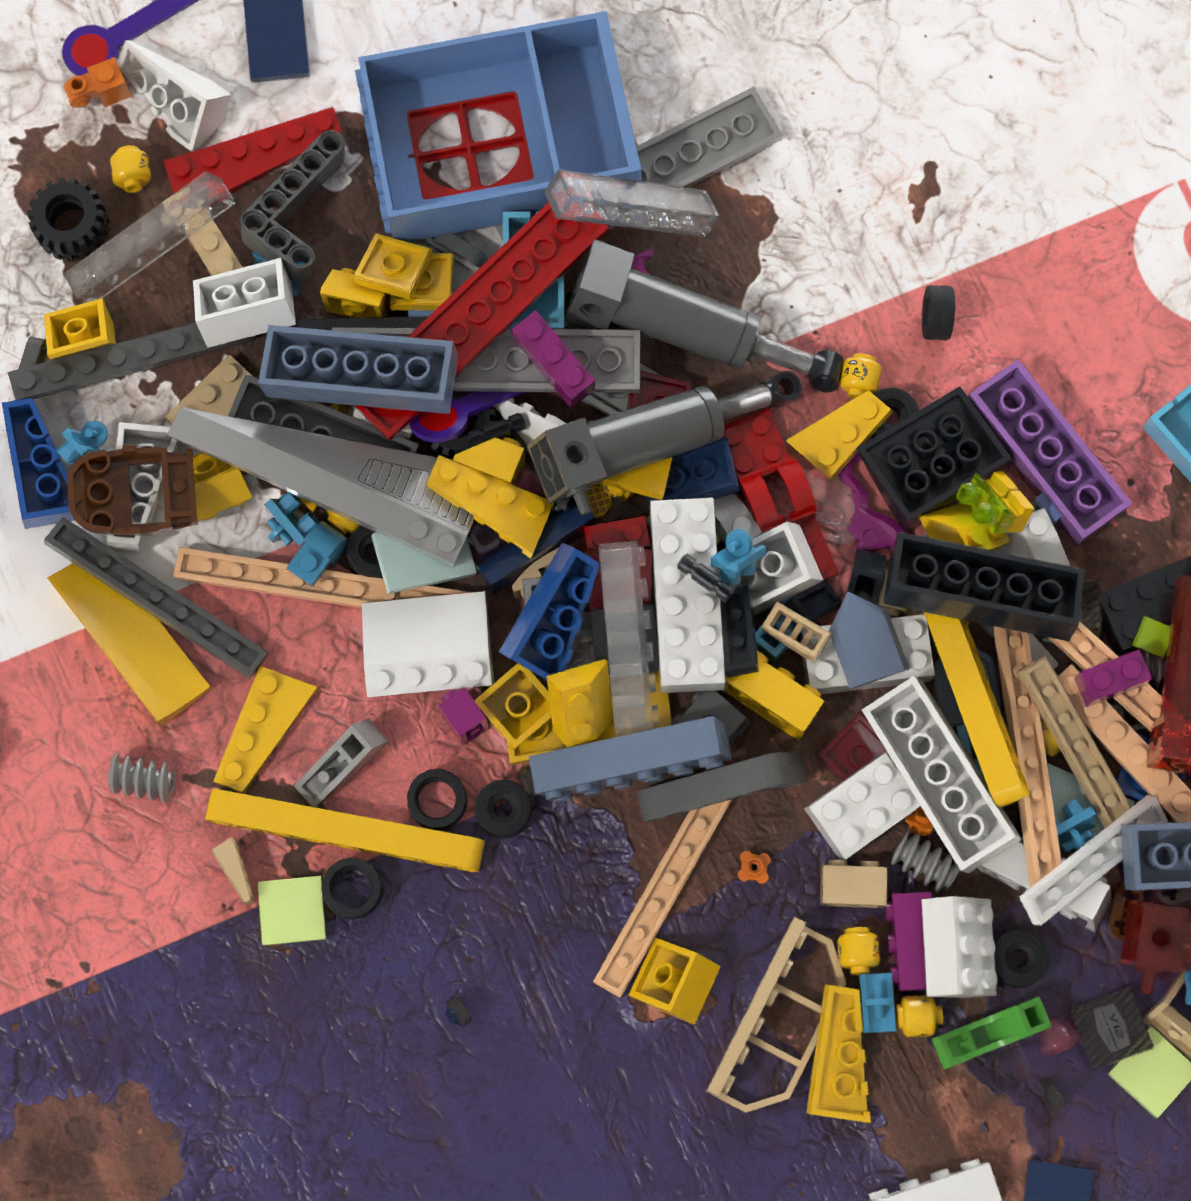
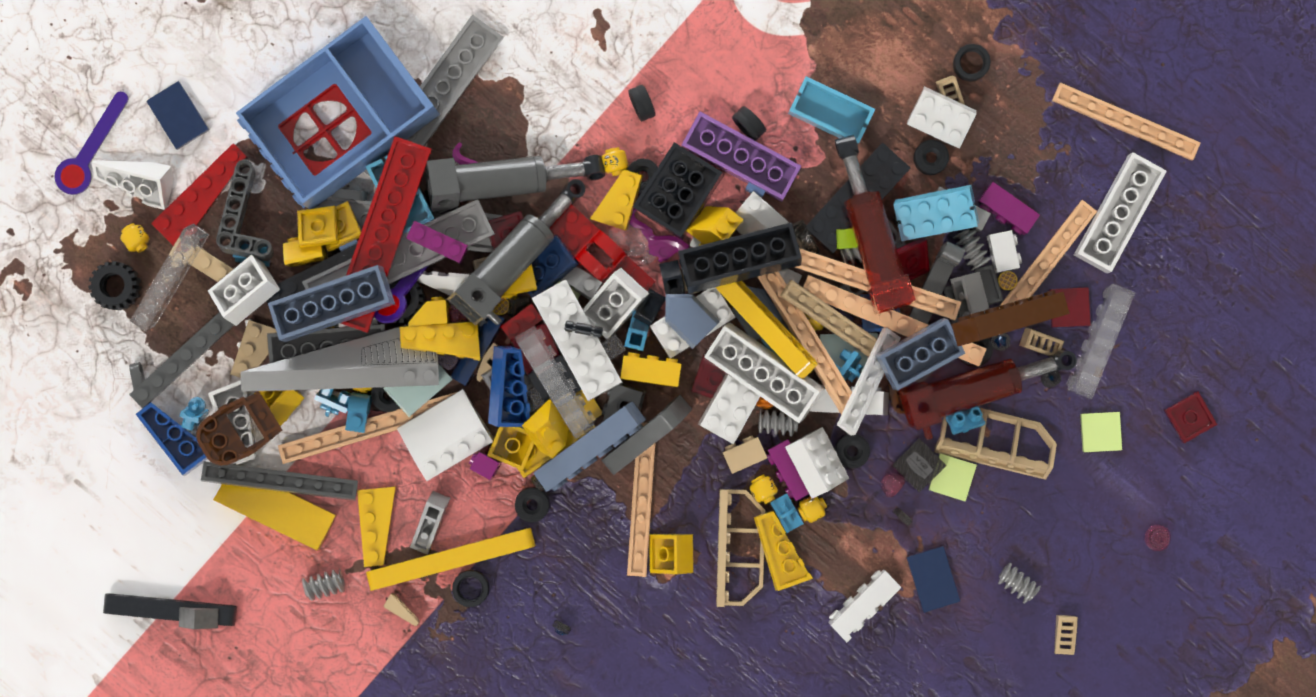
camera: 30 degrees left, 10 degrees up
(78, 329) = (156, 349): yellow slope -> none
(102, 81) = (91, 193): orange brick -> none
(291, 910) = (443, 616): yellowish green tile -> none
(420, 782) = (507, 514): black tyre -> none
(496, 430) = (424, 295): black axle -> none
(631, 203) = (437, 127): clear brick -> none
(738, 557) = (595, 307): dark azure hips -> none
(739, 633) = (616, 349): black plate -> none
(760, 874) = (680, 468): orange plate -> none
(800, 648) = (664, 331): tan slope -> none
(991, 1032) = (855, 499): bright green arch -> none
(996, 503) = (725, 203): clear neon green hips -> none
(1081, 410) = (749, 123): none -> black tyre
(1112, 678) = (834, 275): magenta brick -> none

